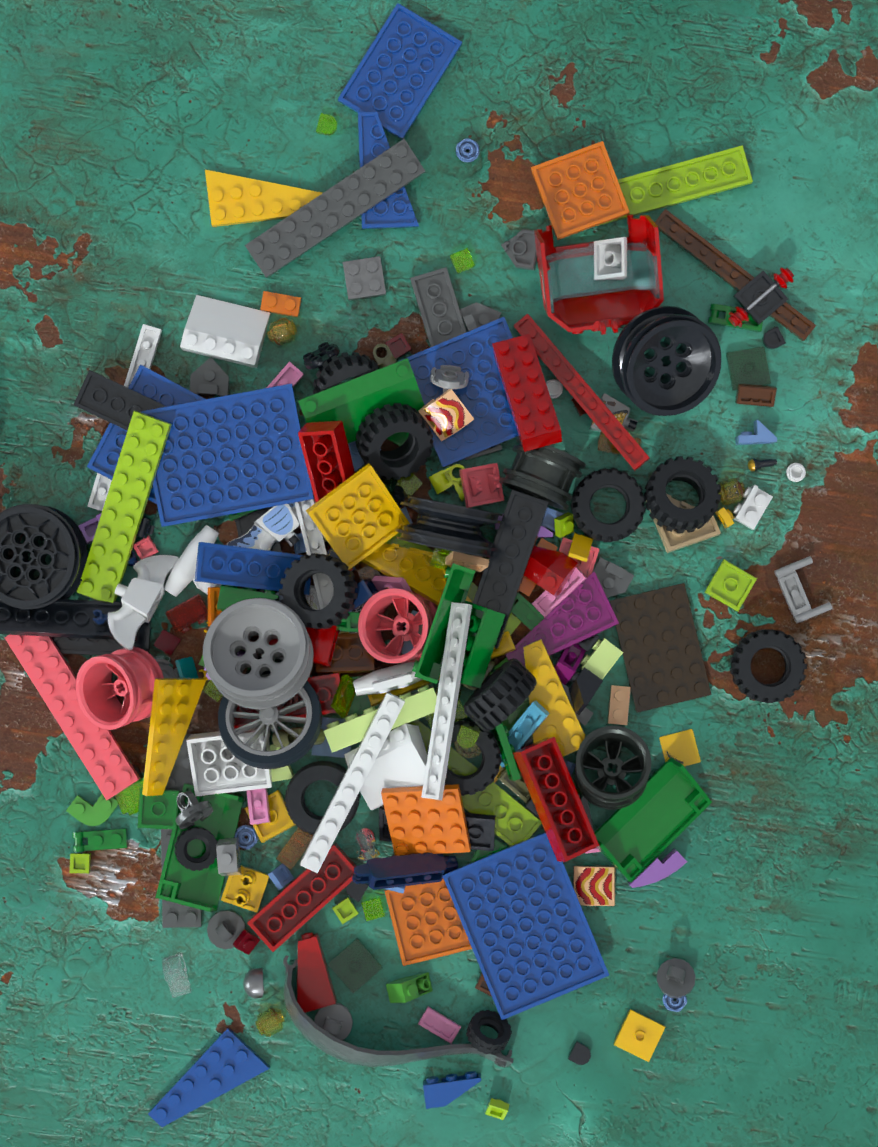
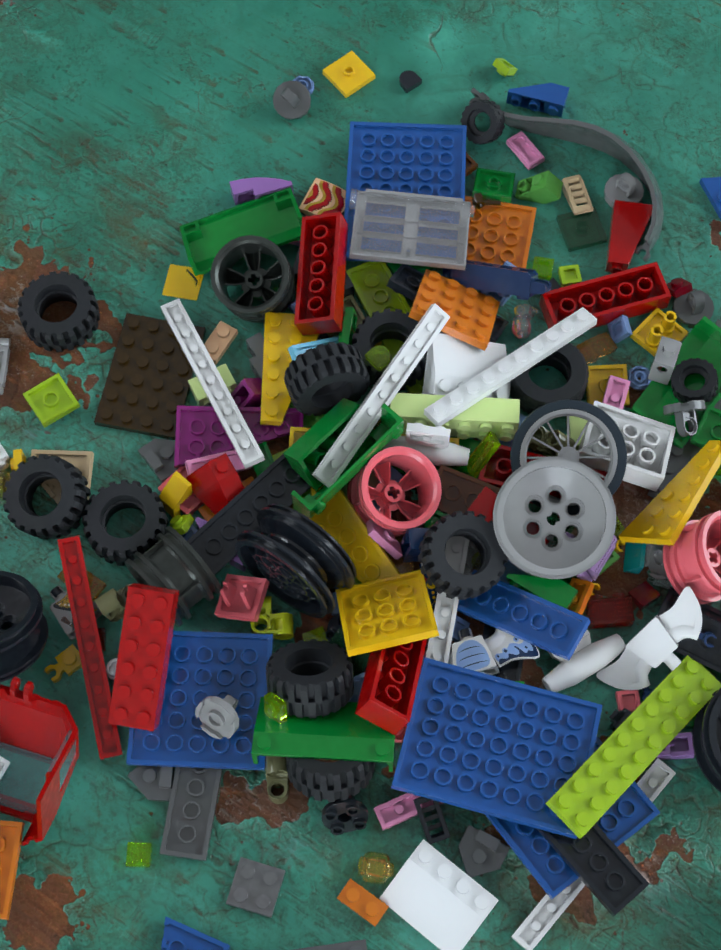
camera: 155 degrees left, 20 degrees down
(247, 374) = (438, 836): none -> black slope
(254, 983) = (685, 248): flat silver hair -> none
(269, 1022) = (684, 213): clear yellow head -> none
(381, 1008) = (576, 184): none -> tan slope
(398, 346) = (255, 790): dark red plate -> none
(407, 402) = (275, 707): none -> clear neon green plate
(446, 415) = (241, 680): slope -> none
(451, 973) = (494, 184): none -> green plate
(456, 946) = (479, 202): none -> dark brown hand
(500, 882) = (410, 228): none -> clear door
(522, 250) = (66, 833): dark grey plate -> none
(580, 436) = (113, 603): none -> olive piece
(583, 688) = (244, 359): black slope -> none
(594, 376) = (68, 662): none -> yellow plate
(600, 657) = (212, 384): none -> white plate

